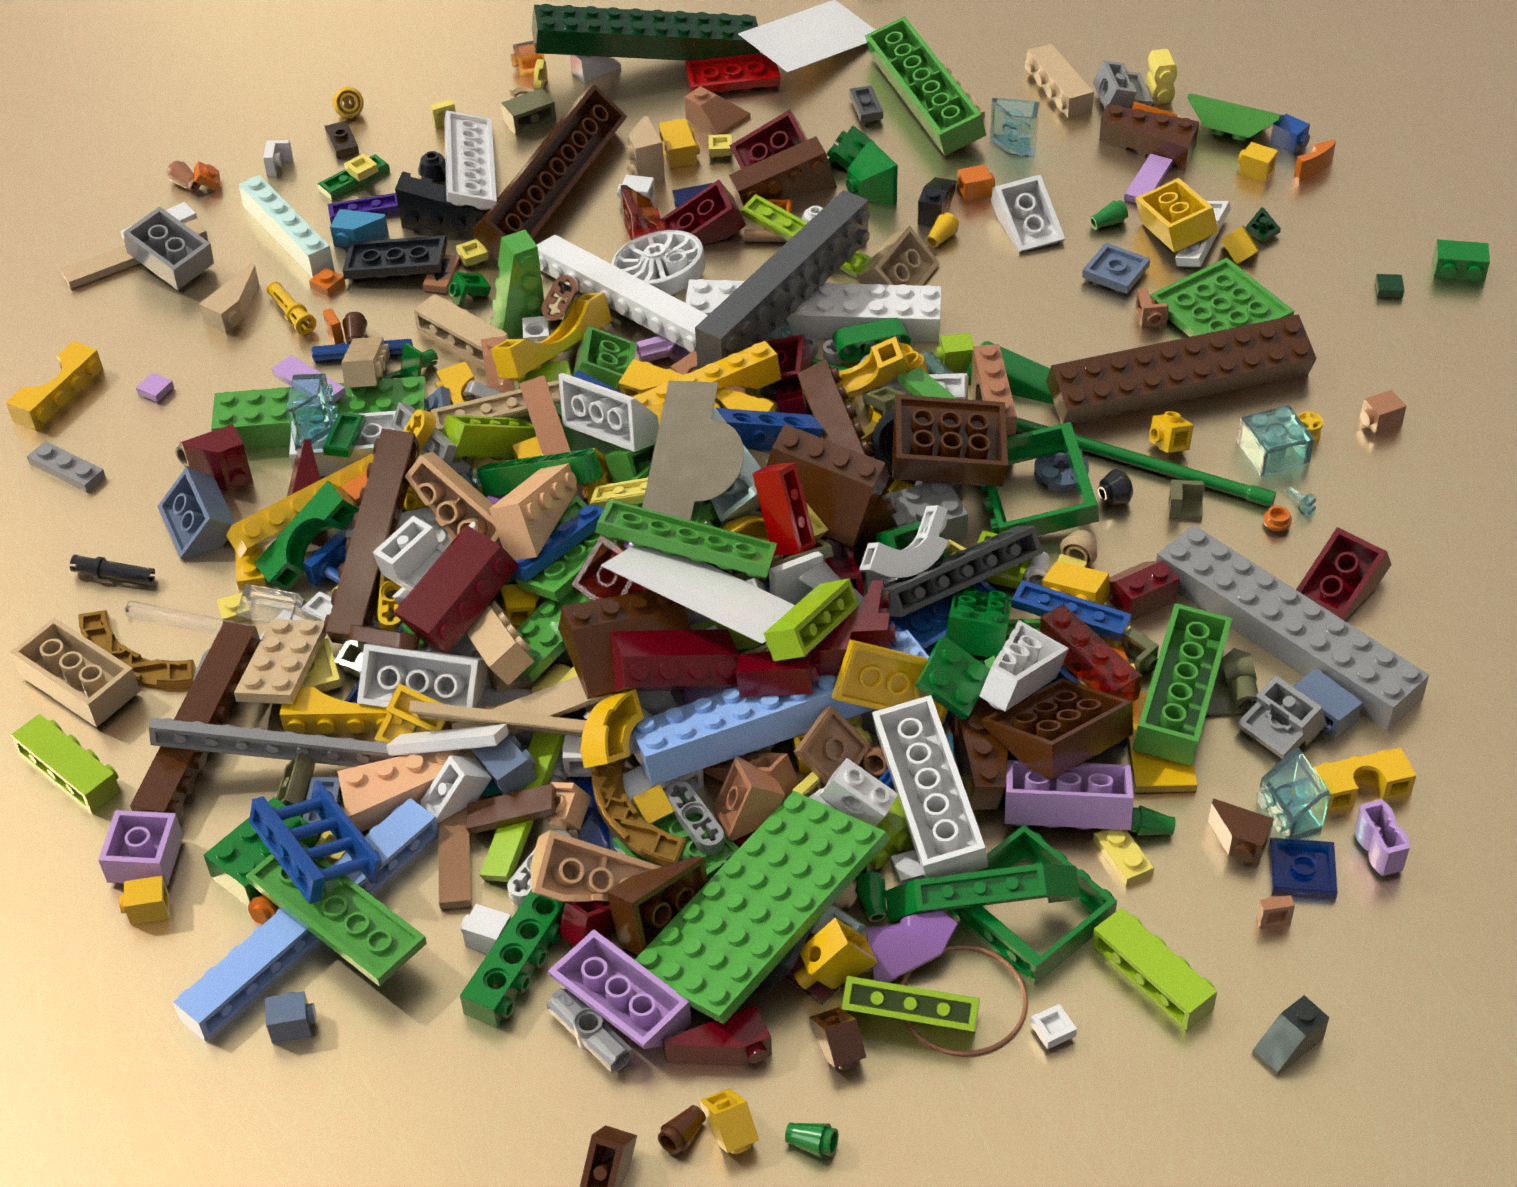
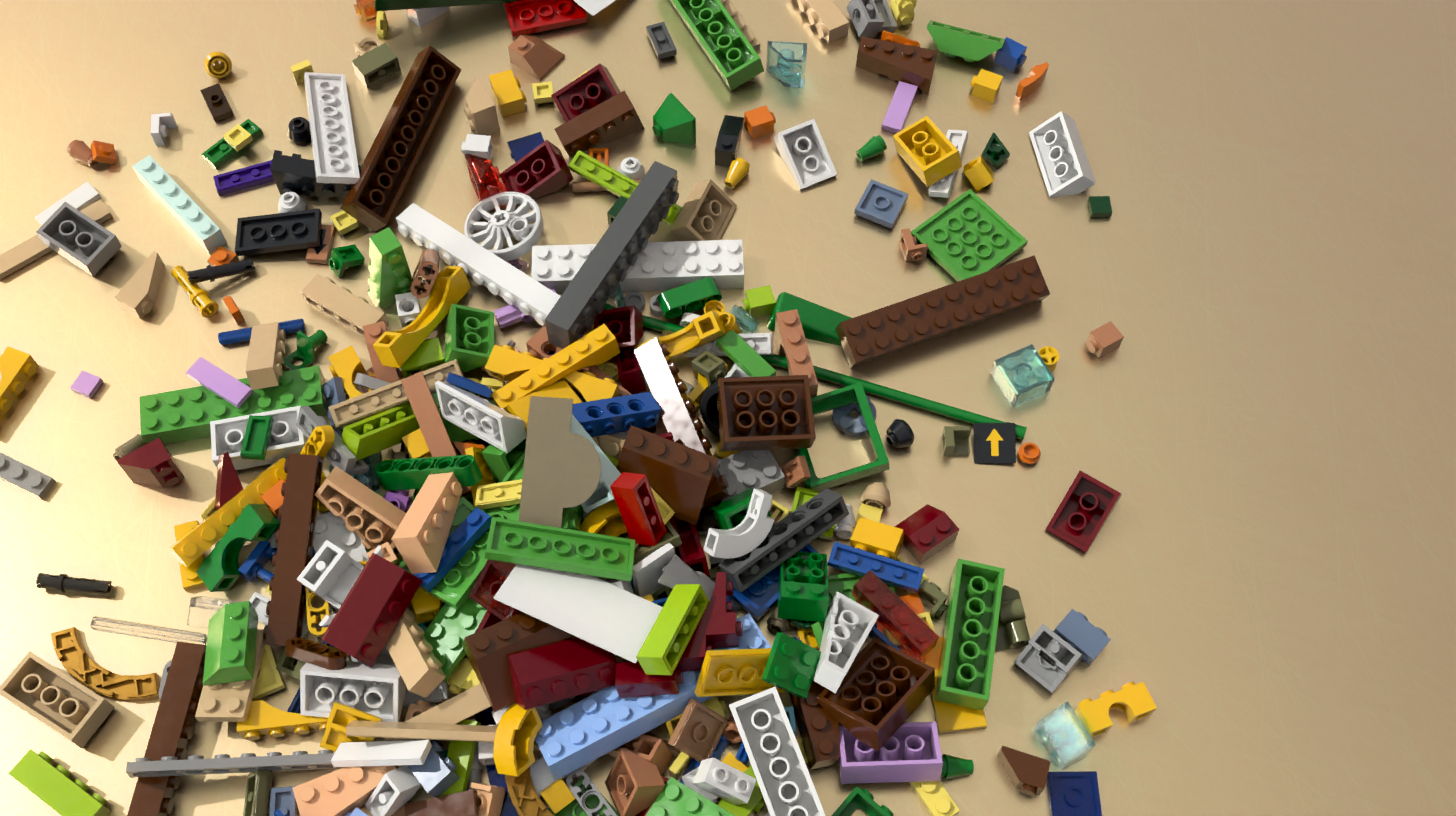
camera: 10 degrees left, 15 degrees up
(196, 514) = (140, 521): sand blue slope -> none
(228, 607) = (180, 614): light yellow plate -> none
(287, 624) = (231, 644): none -> bright green slope
(310, 407) = (224, 420): clear light blue slope -> none
(323, 288) = (220, 271): none -> black pin
(354, 326) = (252, 311): reddish brown cone -> none
(357, 226) = (242, 202): dark azure slope -> none
(412, 228) = (291, 202): none -> white cone
(848, 147) = (652, 90): green bracket -> none
(982, 512) = (796, 472): none -> nougat bracket
(1171, 432) = (939, 375): yellow brick -> none
(1234, 505) = (994, 443): none -> black sticker
(1293, 626) = (1048, 563): light grey brick -> none
(1305, 503) = (1051, 433): clear light blue hand -> none
(1345, 233) = (1062, 156): none -> white slope
(1383, 838) = (1137, 774): lavender brick -> none
(1461, 260) = (1154, 179): green brick -> none

